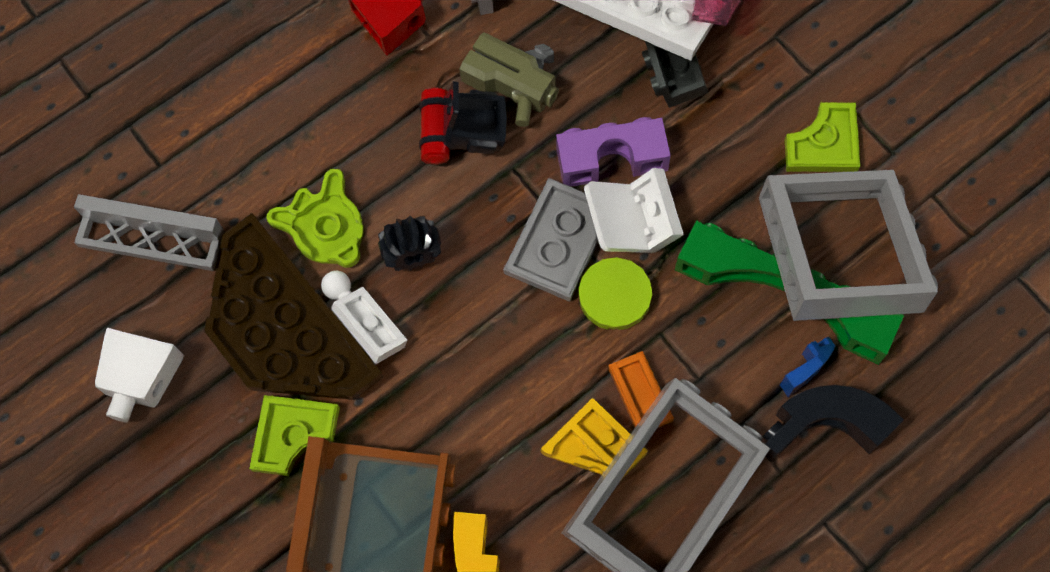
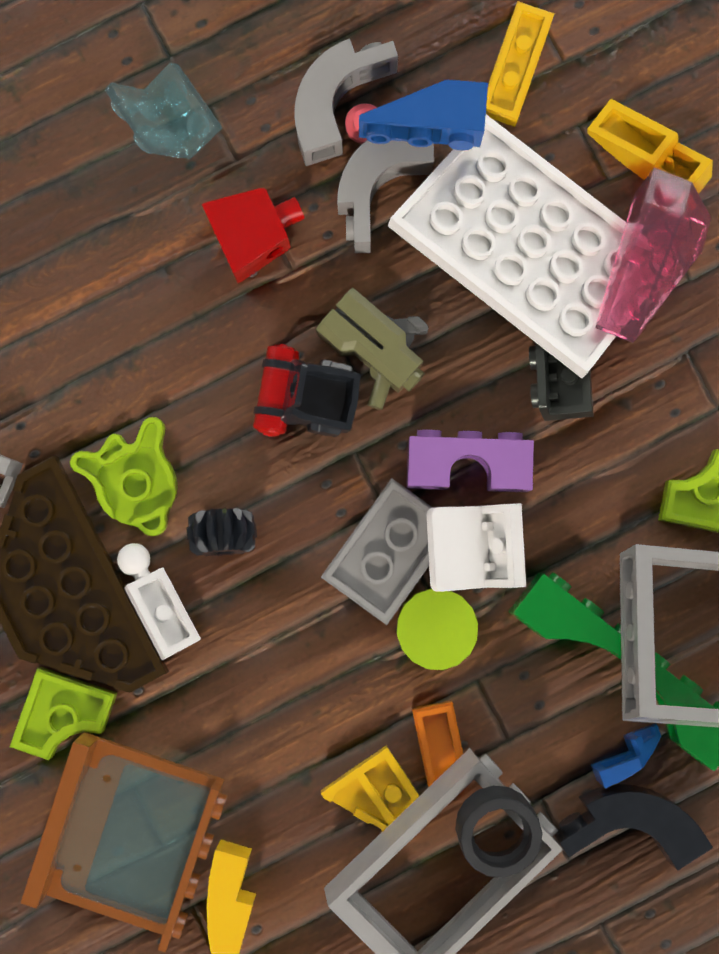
camera: 10 degrees right, 15 degrees up
(736, 427) = (518, 855): none -> black tyre

